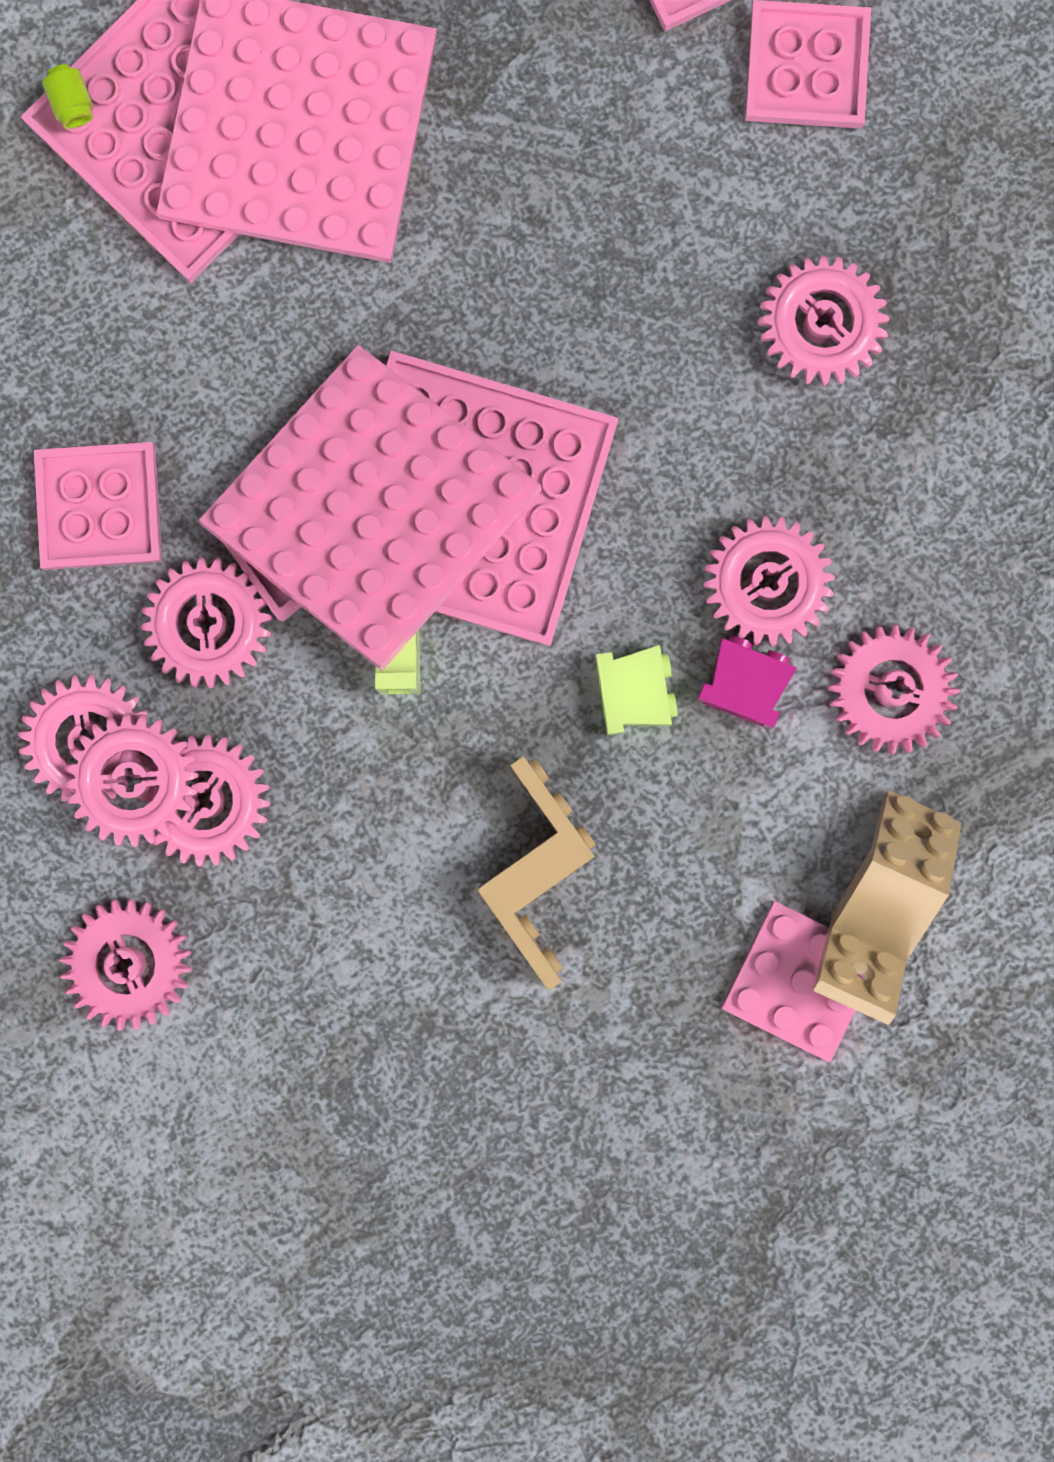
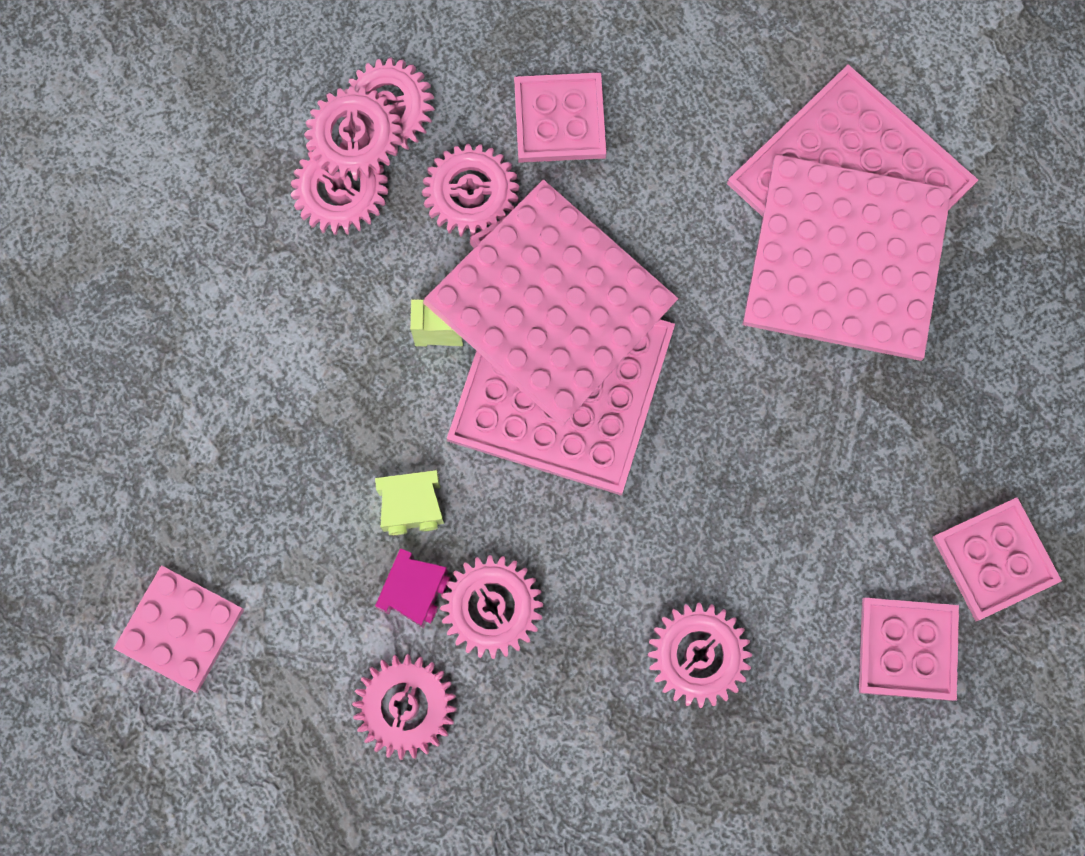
camera: 90 degrees right, 10 degrees down
(68, 96) = (862, 93): lime brick -> none
(108, 929) = (215, 117): bright pink gear -> none
(538, 872) = (288, 446): tan bracket -> none
(888, 907) = (227, 691): tan bracket -> none

